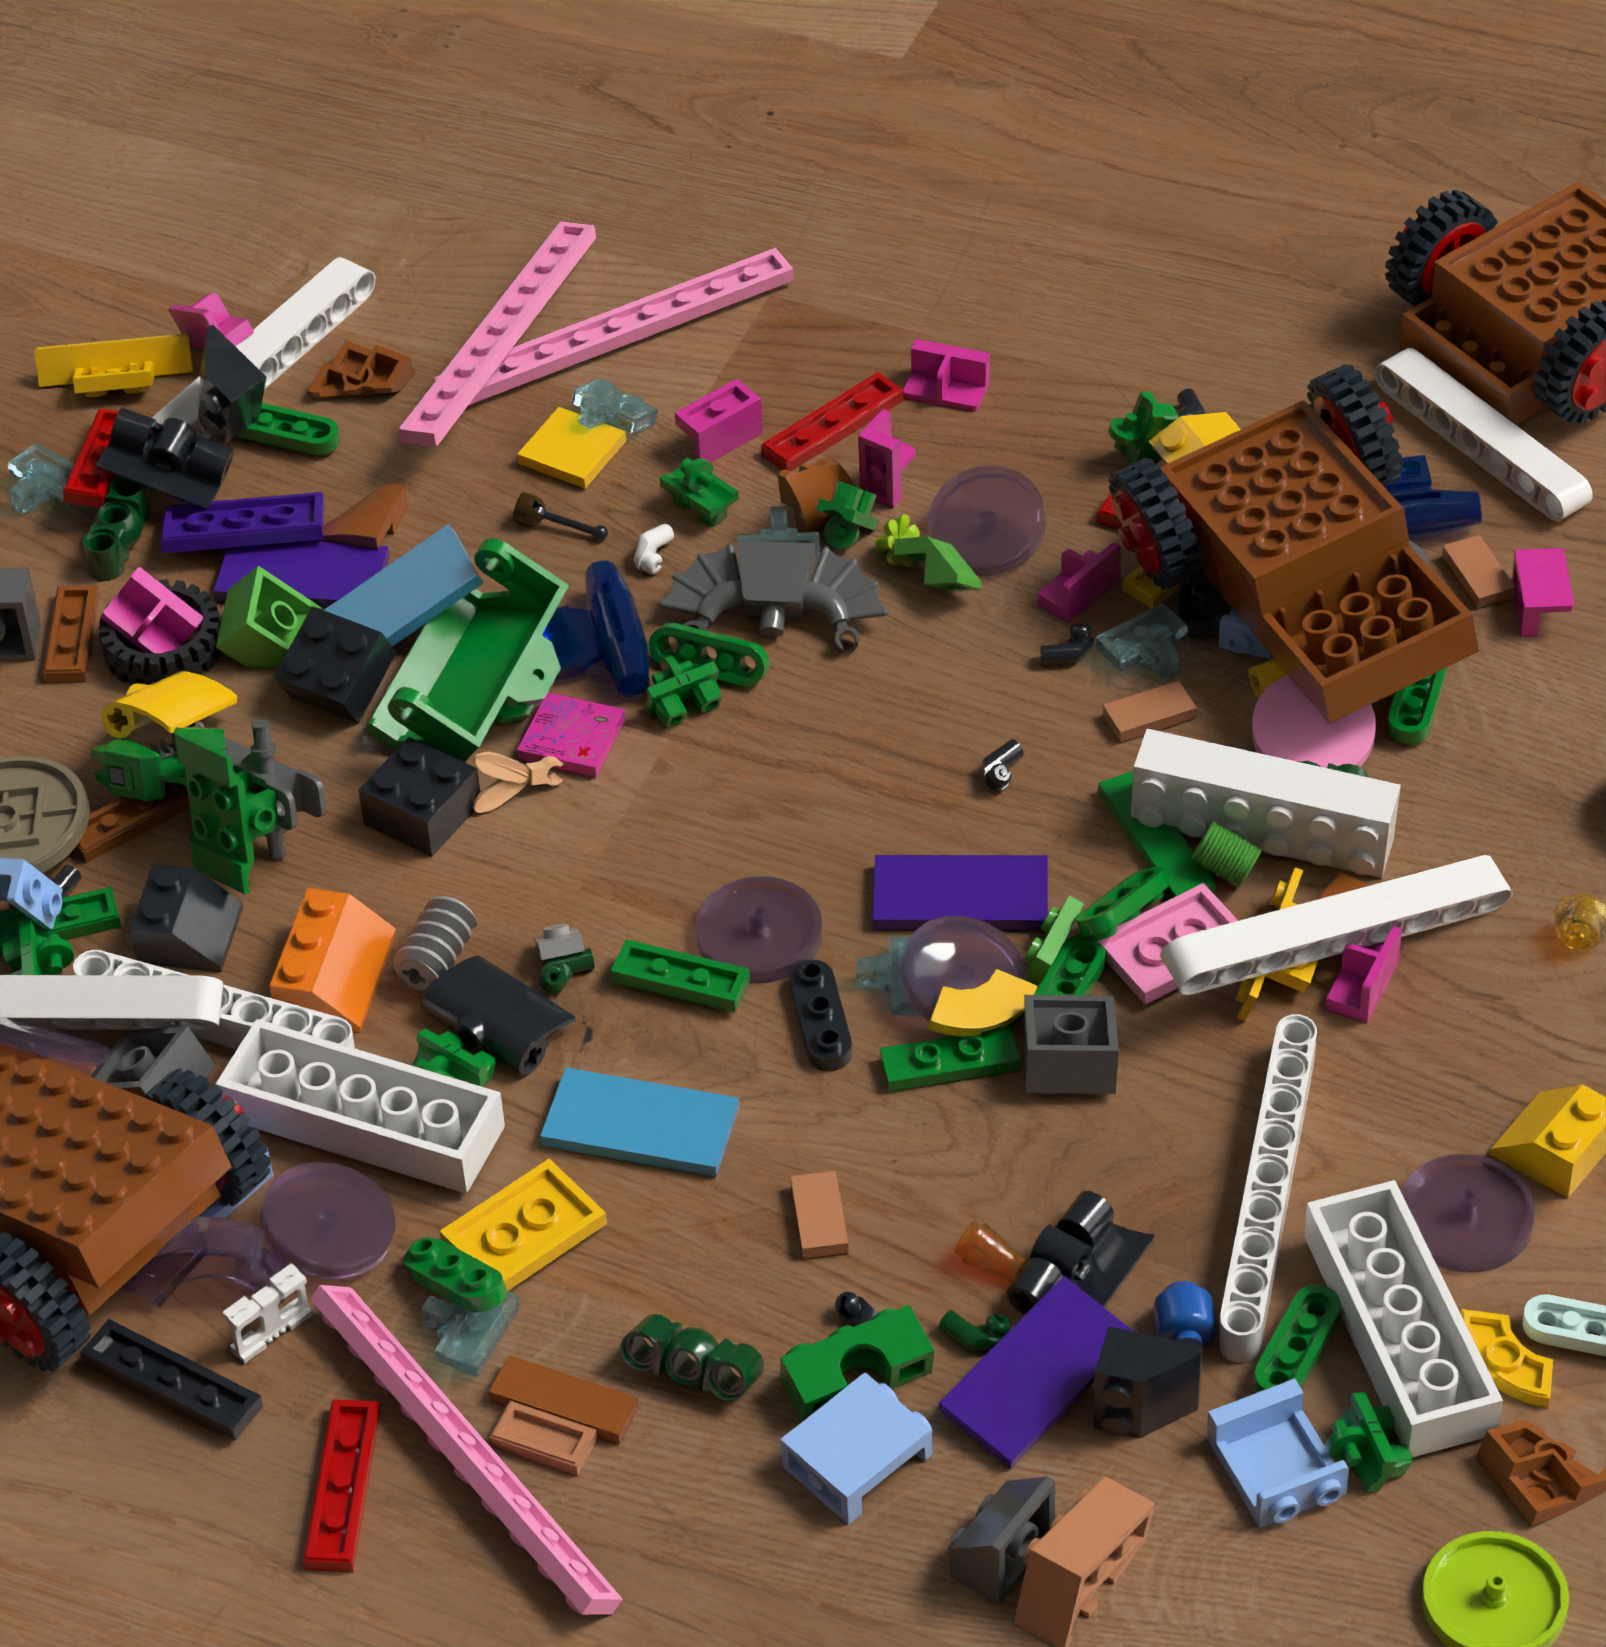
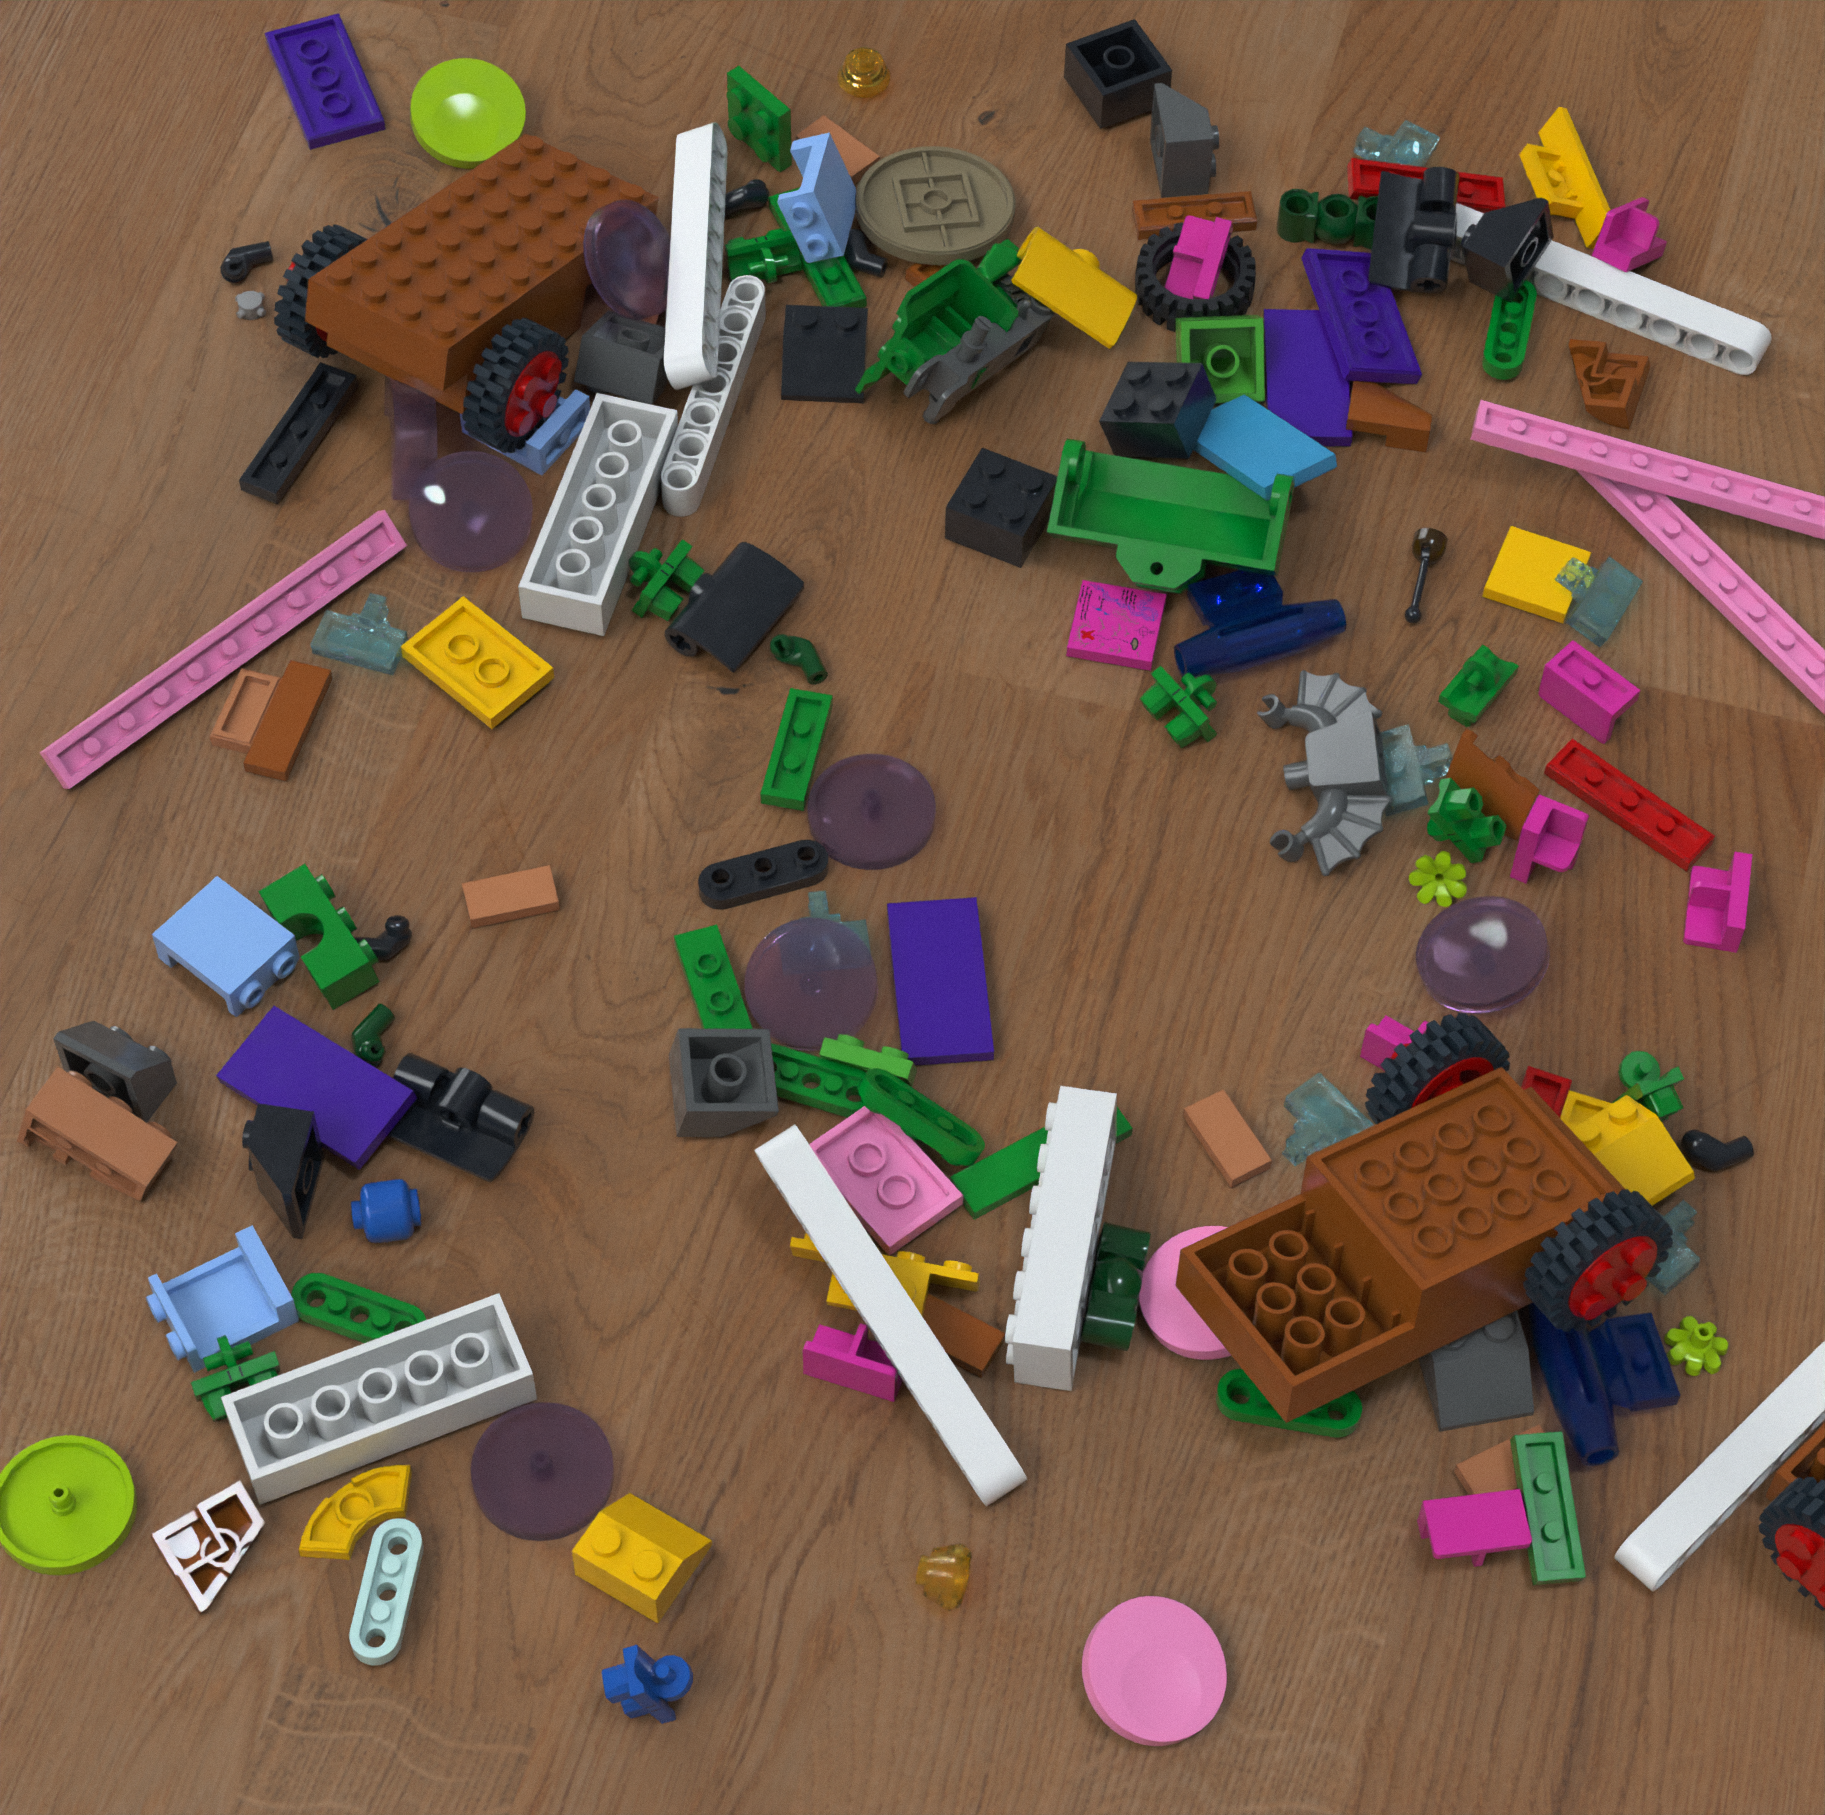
camera: 80 degrees right, 10 degrees up
(265, 1305) = (359, 480): white piece -> none
(333, 957) = (783, 470): orange slope -> none
(342, 1486) = (194, 572): red tile -> none
(434, 942) = (807, 544): light grey piece -> none
(455, 1275) = (406, 611): green plate -> none
(511, 778) = (1034, 576): light nougat piece -> none
(558, 941) = (825, 644): light grey plate -> none
(640, 1122) = (615, 741): dark azure tile -> none
(648, 543) = (1392, 654): white arm -> none
(713, 1359) = (322, 805): dark green piece -> none
(729, 650) = (1237, 723): green plate -> none
(943, 564) = (1402, 915): bright green slope -> none
(981, 1008) = (759, 999): yellow tile -> none
(989, 1252) = (464, 1037): clear orange cone -> none
(996, 764) = (1123, 998): black arm -> none
(1071, 650) = (1307, 1057): black arm -> none
(1226, 854) = (1001, 1212): bright green piece -> none
(1267, 1190) = (540, 1262): white beam -> none
(1499, 540) = (1549, 1507): none -> green plate

